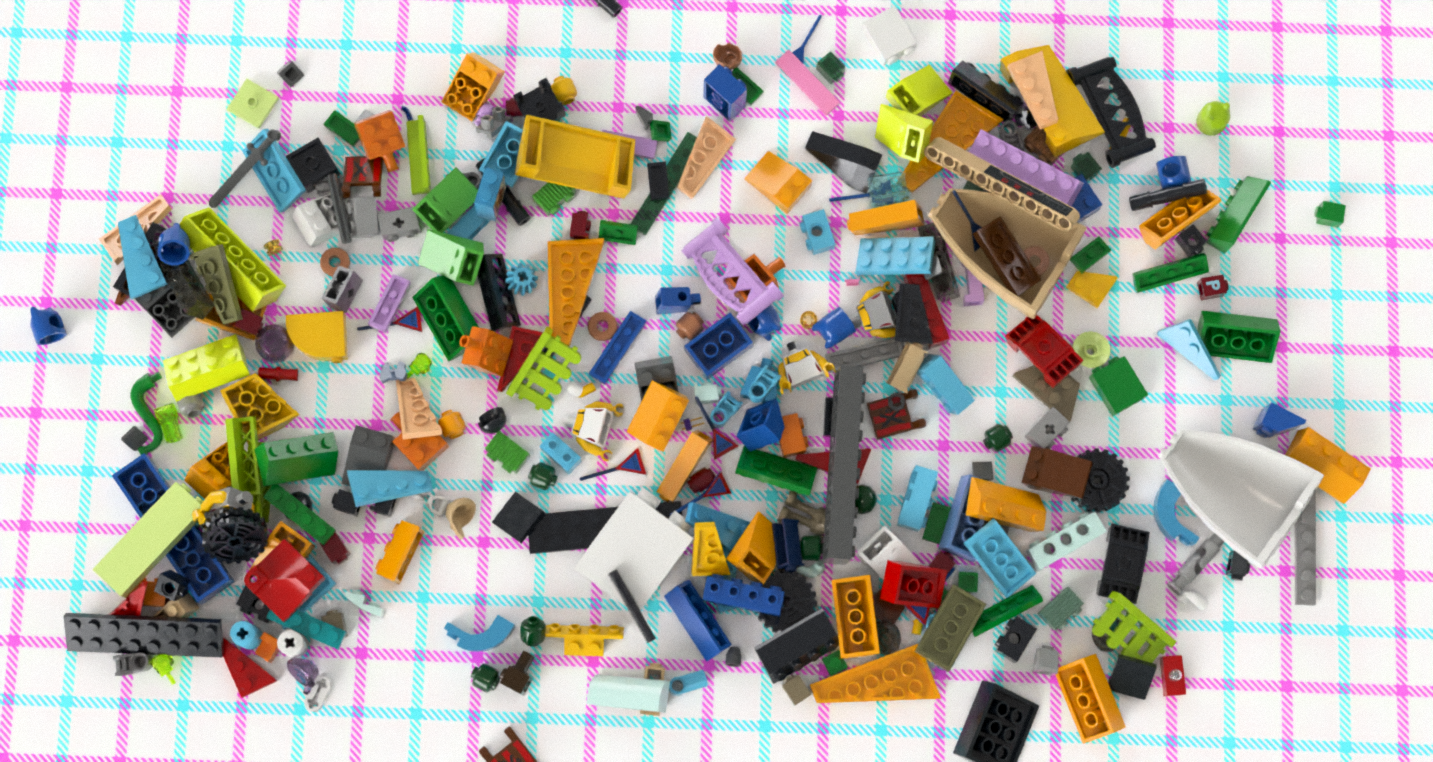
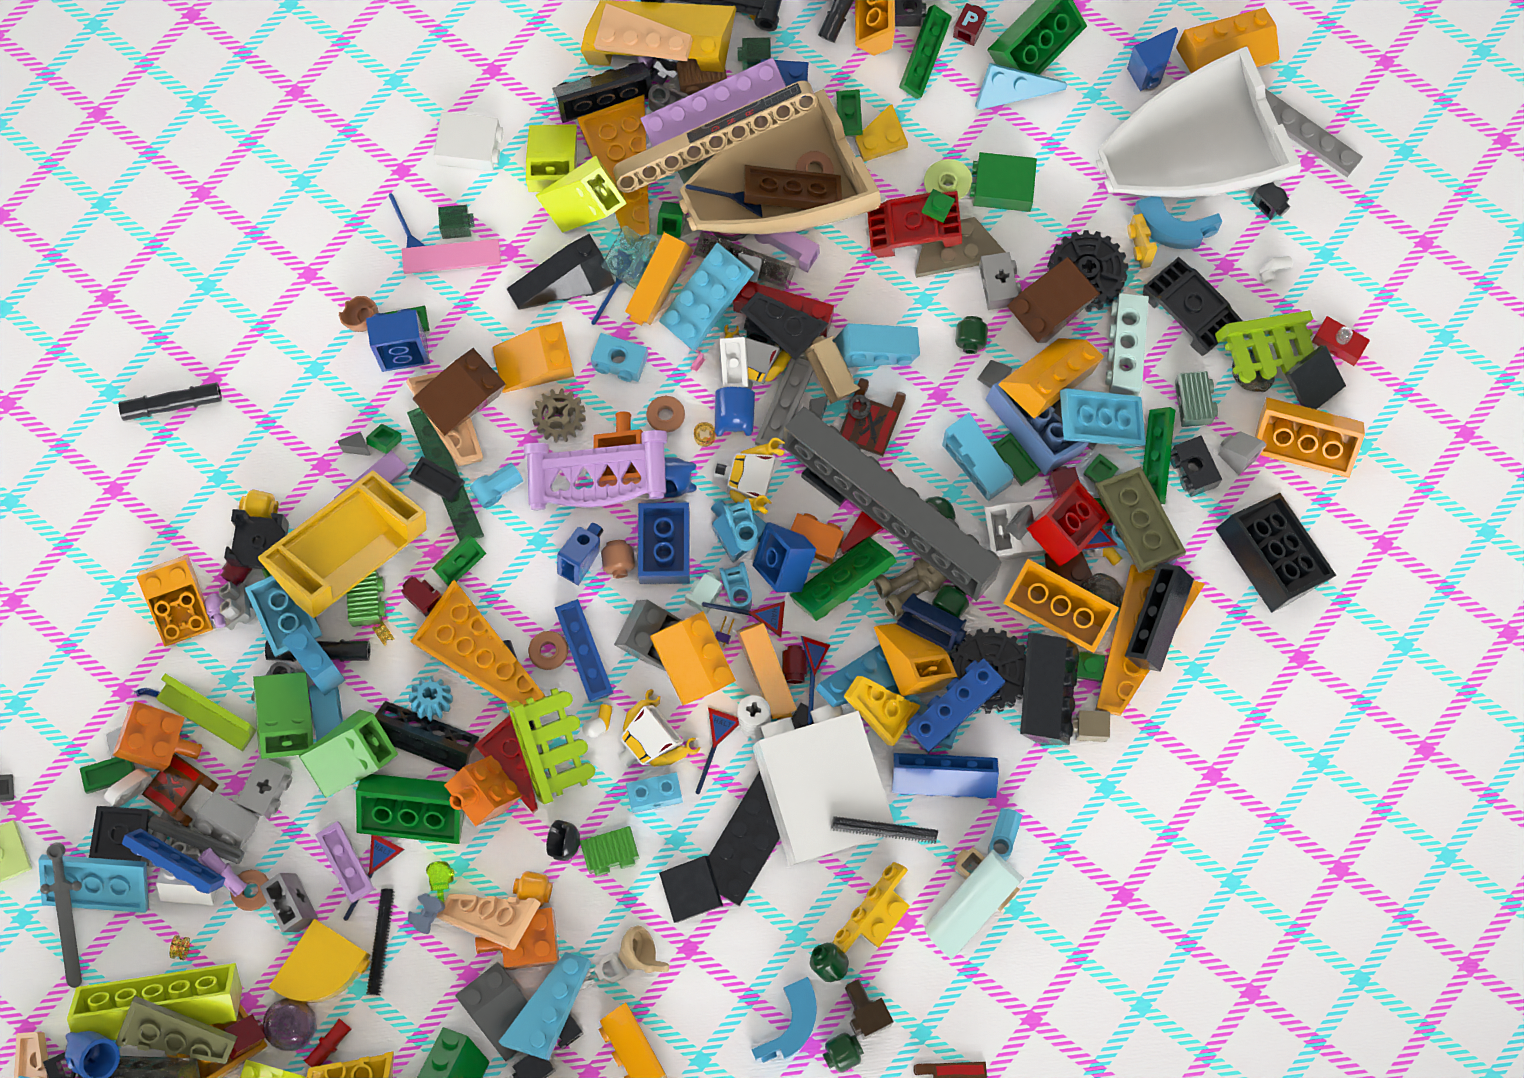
camera: 50 degrees left, 5 degrees down
(315, 205) = (174, 861): none -> blue plate
(331, 238) = (213, 862): none -> lavender pin
(342, 146) = (127, 787): none -> white beam
(351, 363) = (379, 942): none -> black axle
(541, 221) = (383, 633): none -> clear yellow bush
(542, 476) = (665, 830): dark green head -> none
(653, 477) = (752, 714): none -> white piece
(677, 217) = (491, 488): none -> medium azure piece
(721, 153) = (459, 391): none -> reddish brown slope
(733, 657) = (1010, 767): dark grey hose -> none
(746, 222) = (563, 405): none -> dark tan gear
(803, 278) = (661, 403): none -> nougat piece
(812, 571) = (976, 617): light aqua arm -> none
(863, 304) = (734, 362): none -> white plate
(875, 377) = (819, 405): none -> dark grey slope
(889, 553) = (1020, 522): none -> dark grey slope
(894, 683) = (1159, 617): none -> black brick
(929, 196) = (670, 219): none -> green brick
(1062, 355) = (938, 205): none -> green plate
(1138, 506) = (1140, 232): none -> yellow wing
(1196, 564) = (1241, 238): light grey piece -> none

